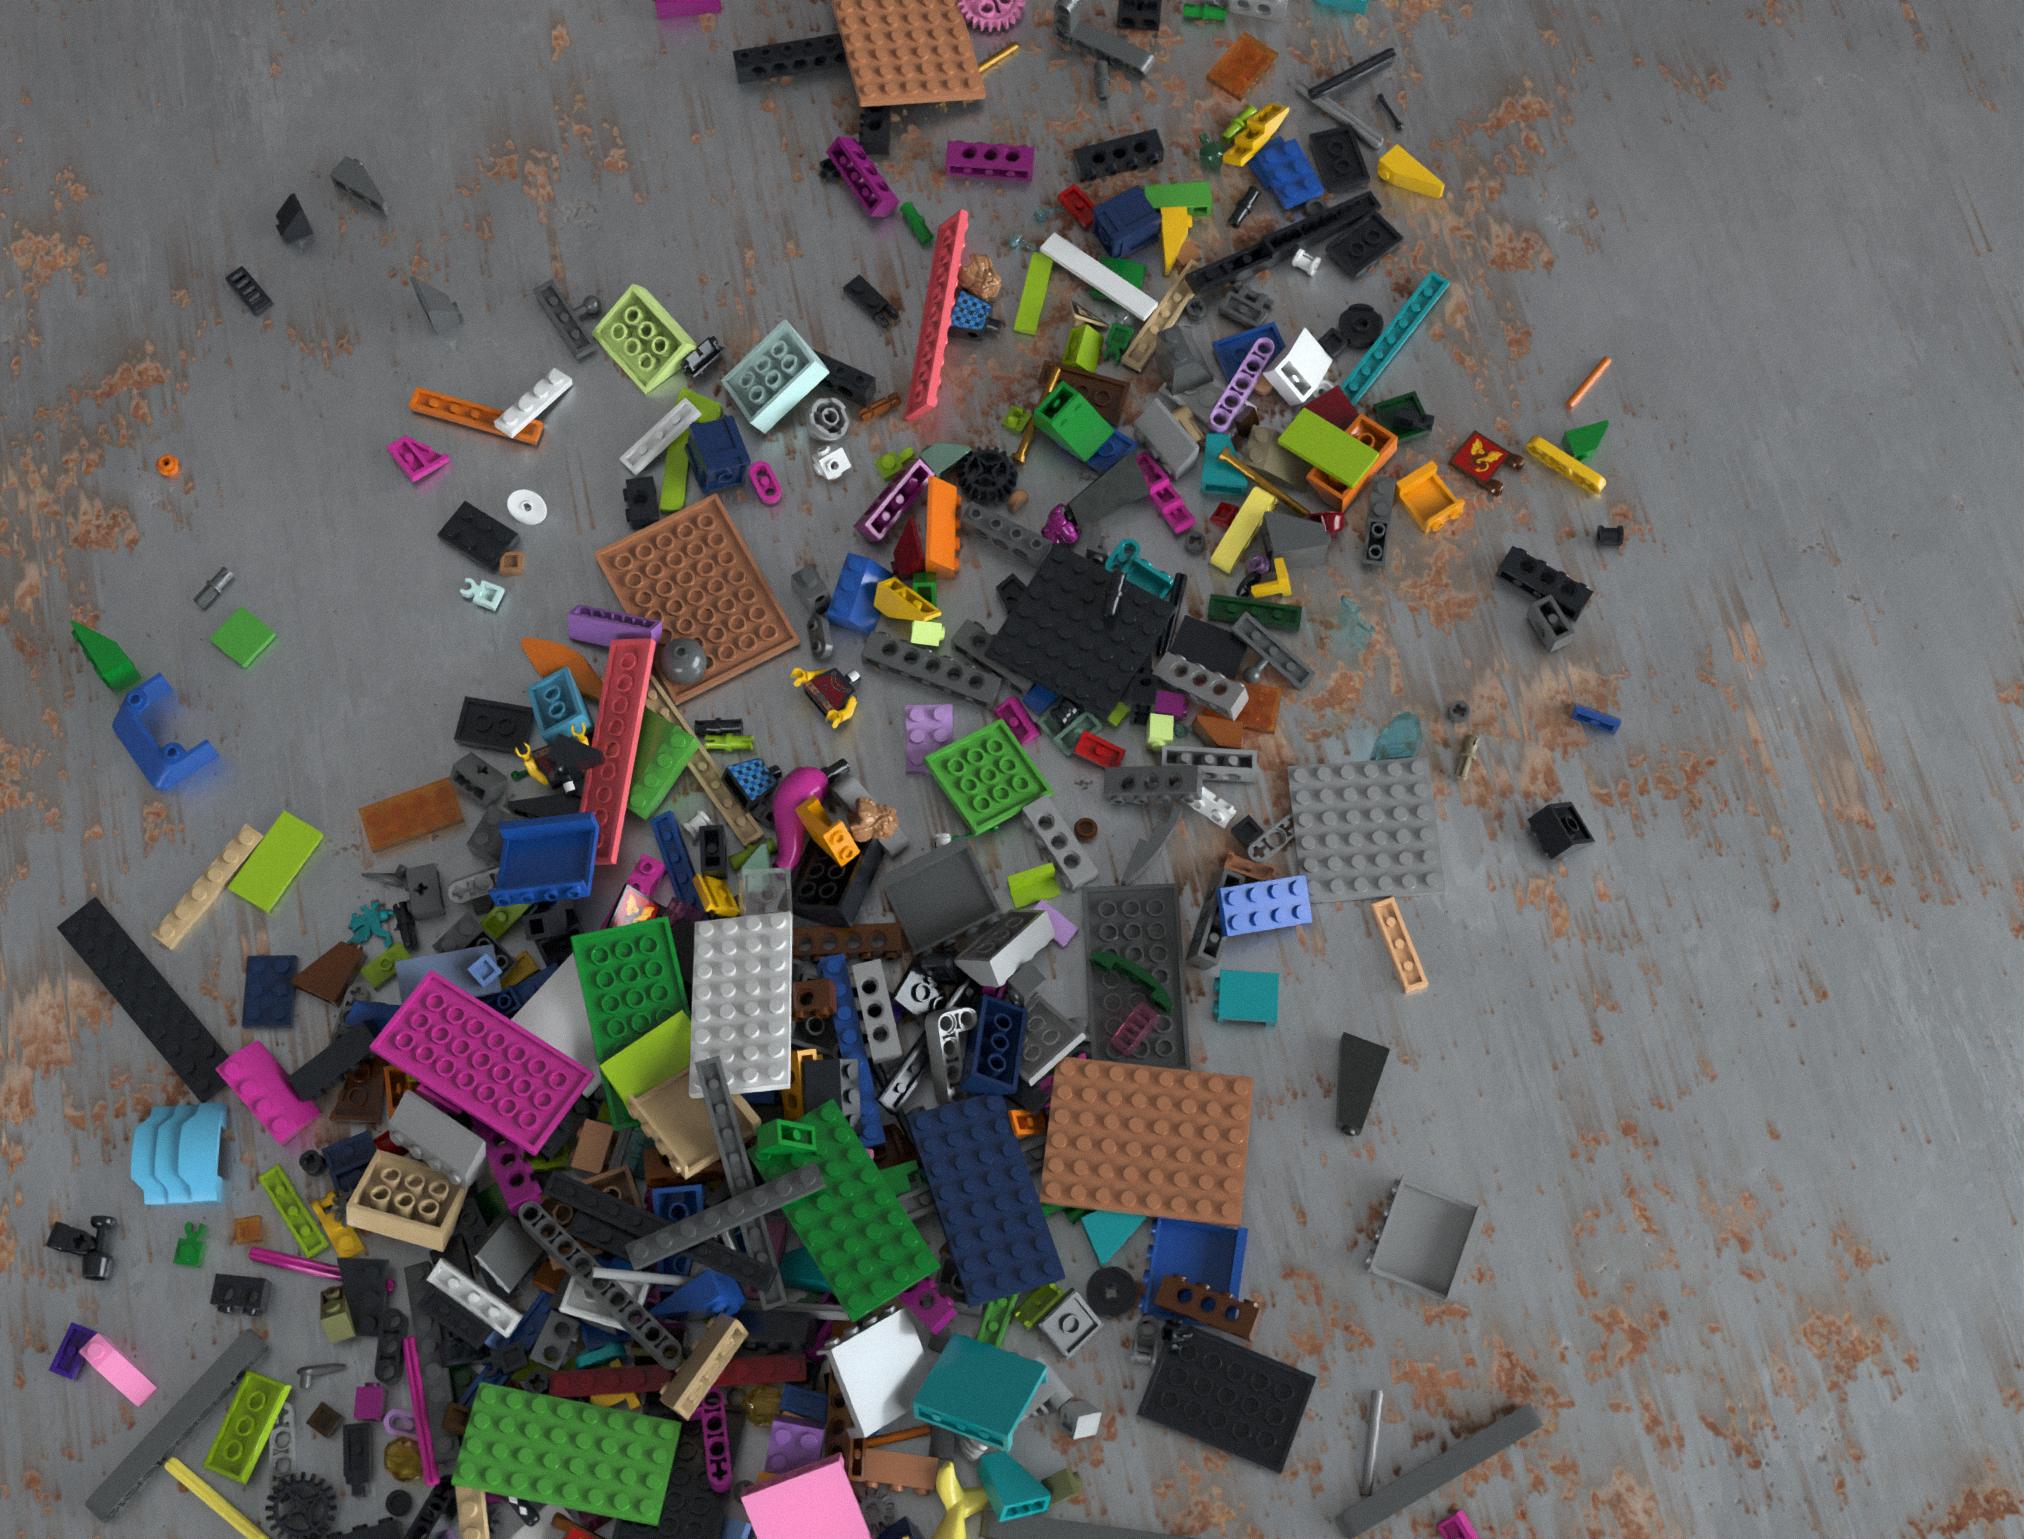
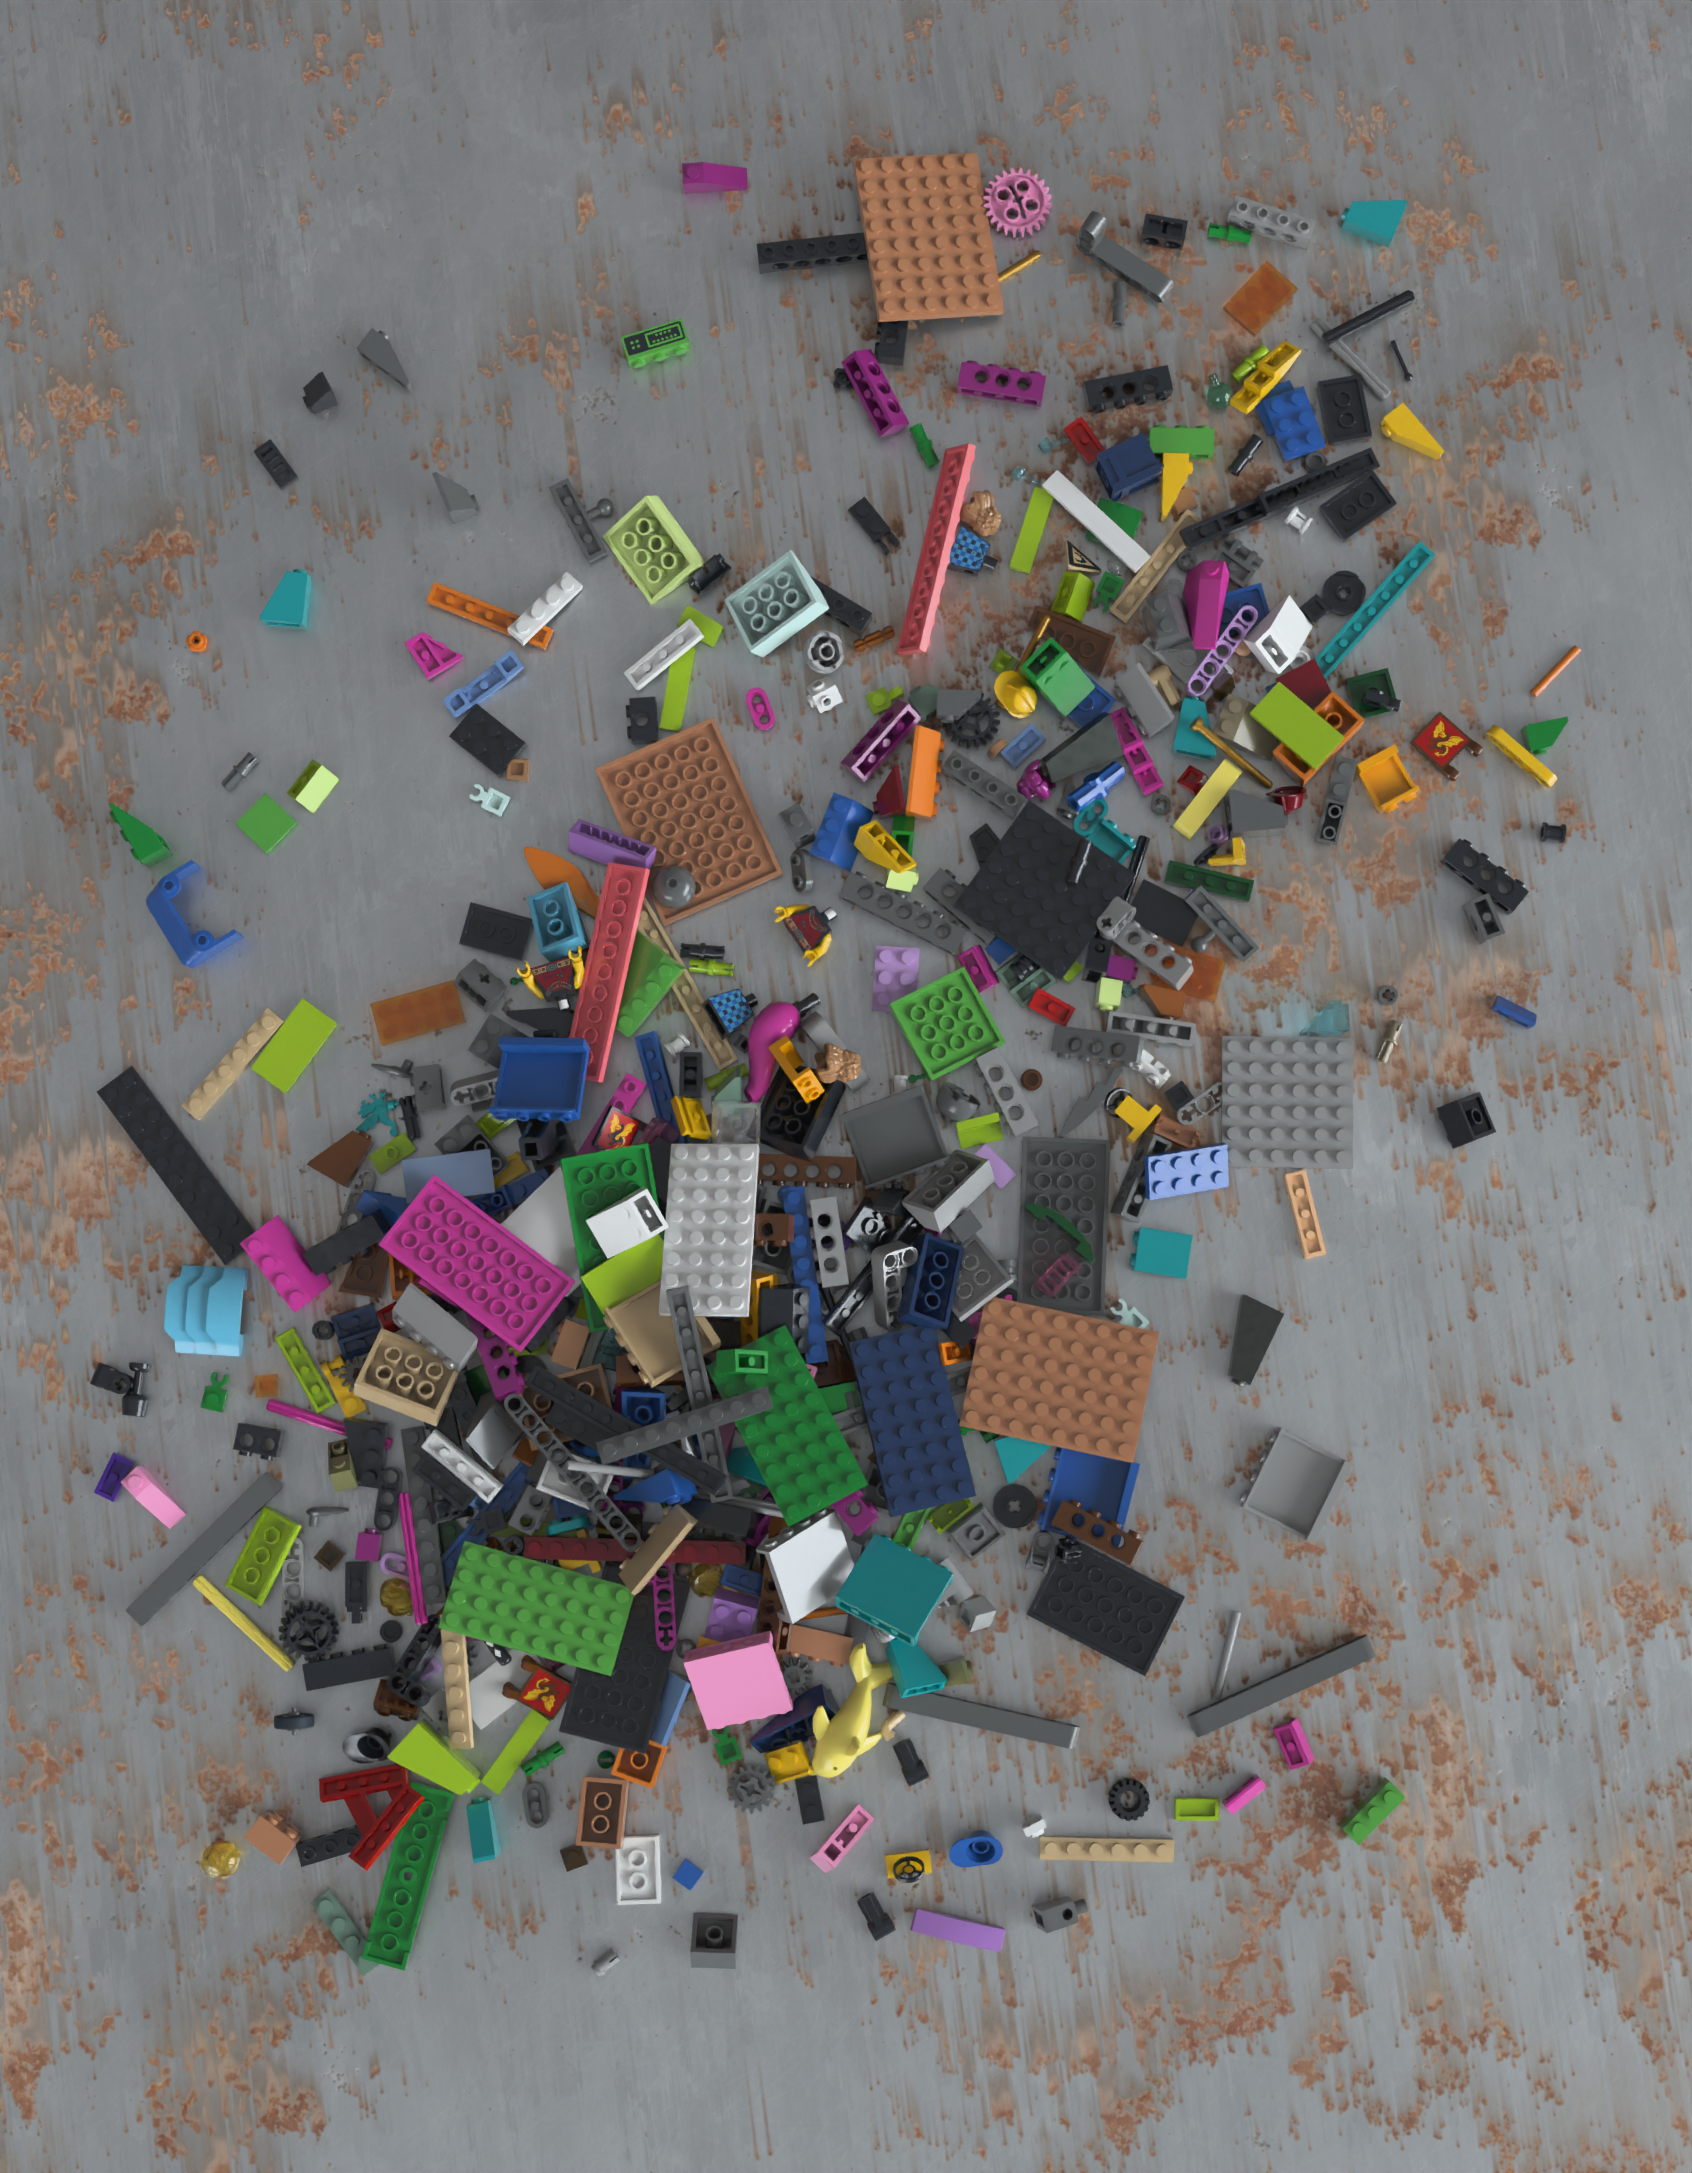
camera: 10 degrees right, 15 degrees up
(264, 418) = (289, 601): none -> teal slope
(269, 991) = (287, 1168): dark blue plate -> none
(292, 595) = (312, 786): none -> panel
(456, 1418) = (443, 1571): dark brown plate -> none
(474, 482) = (484, 685): none -> medium blue slope
(484, 971) = (481, 1175): medium blue plate -> none
(524, 513) = (535, 716): white piece -> none
(573, 756) = (568, 979): black slope -> none
(636, 150) = (655, 343): none -> bright green brick
(648, 1001) = (627, 1222): none -> white slope
(717, 454) = (717, 680): dark blue container -> none
(969, 454) = (955, 703): none -> dark grey slope
(1004, 859) = (955, 1103): none -> dark grey cylinder
(1032, 446) = (1015, 694): none -> yellow piece
(1044, 496) = (1023, 746): none -> medium blue plate
(1124, 526) = (1096, 786): none -> blue piece
(1158, 652) = (1115, 918): none -> light grey piece
(1199, 852) = (1130, 1112): none -> yellow piece
(1219, 338) = (1205, 598): none -> dark pink wedge
(1222, 1067) = (1130, 1318): none -> light aqua plate
(1352, 625) = (1295, 897): clear light blue slope -> none

